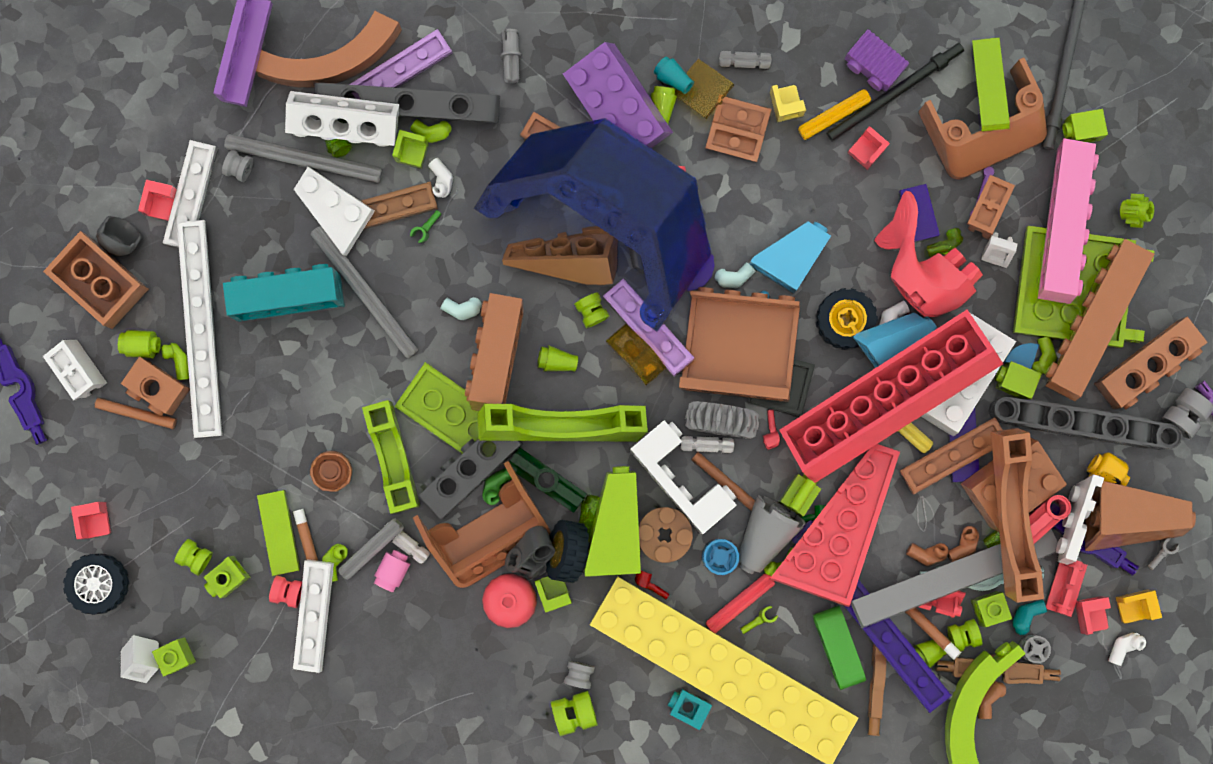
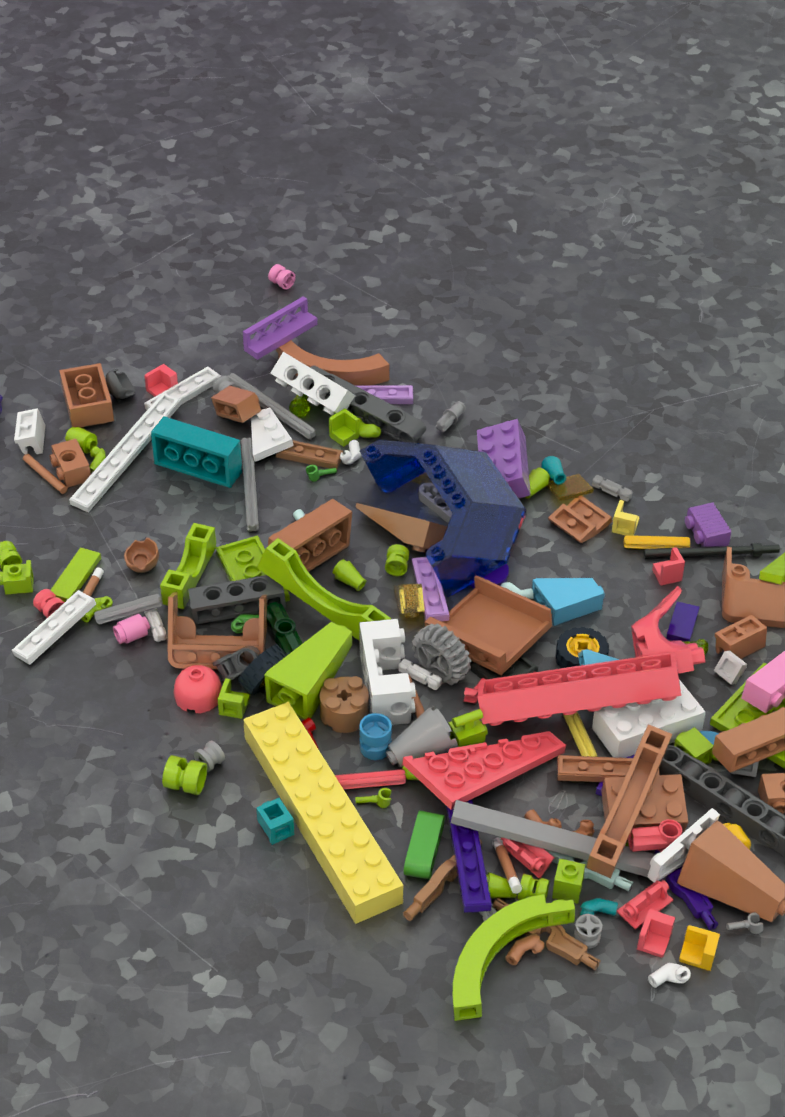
camera: 30 degrees right, 40 degrees down
(271, 189) = (236, 404): none -> nougat brick

